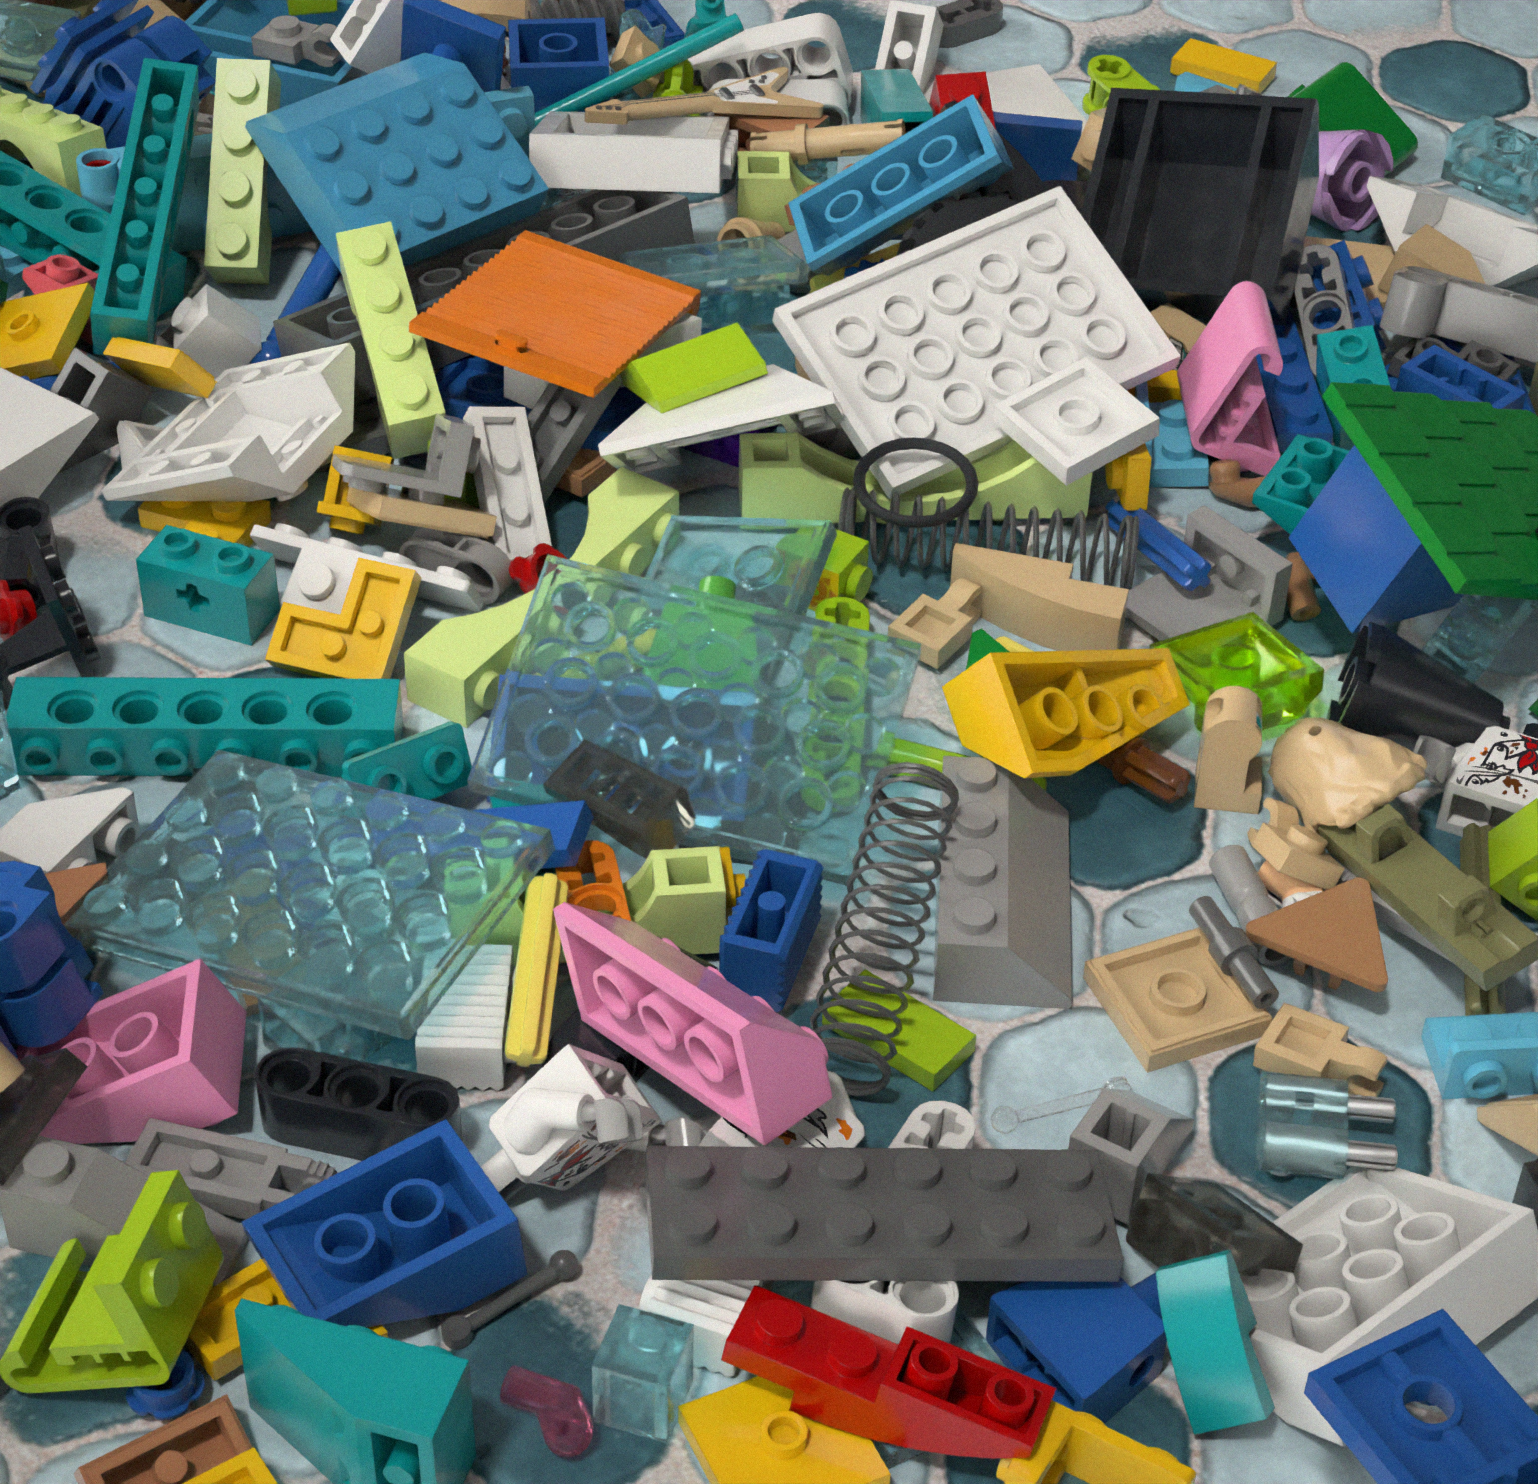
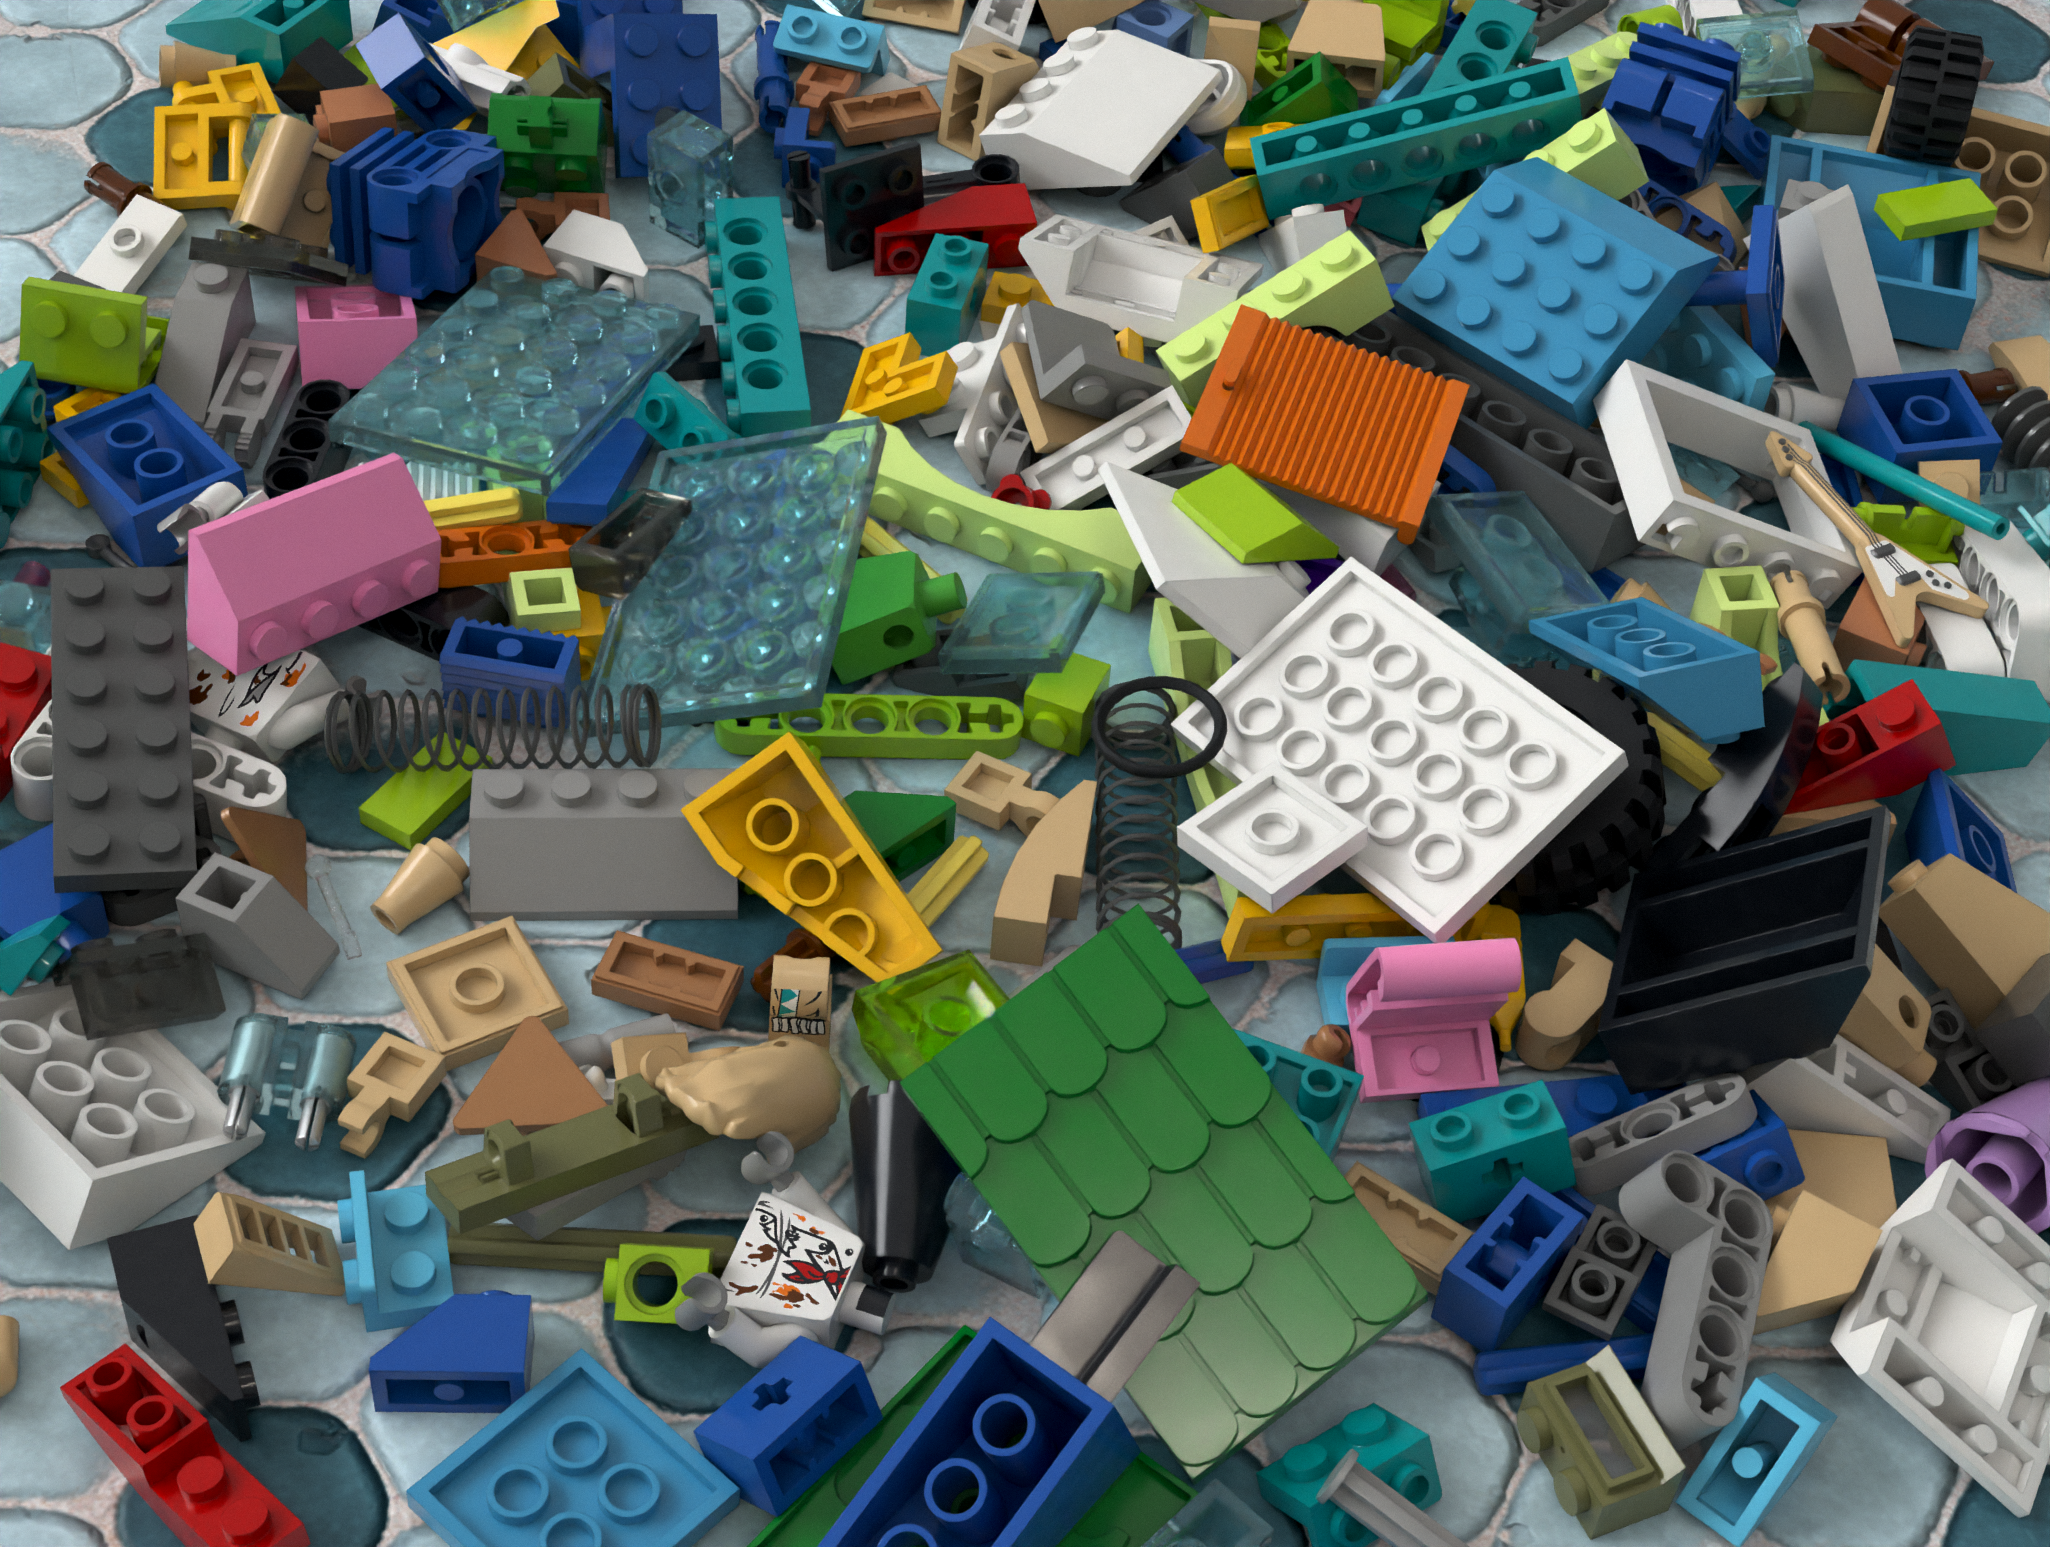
camera: 80 degrees right, 5 degrees up
(96, 554) = (978, 213): none -> red slope
(1025, 1128) = (272, 846): none -> medium nougat piece
(1046, 1023) = (422, 883): none -> tan cone
(1167, 855) = (667, 980): none -> medium nougat plate
(1233, 952) = (506, 1012): dark grey bar -> none

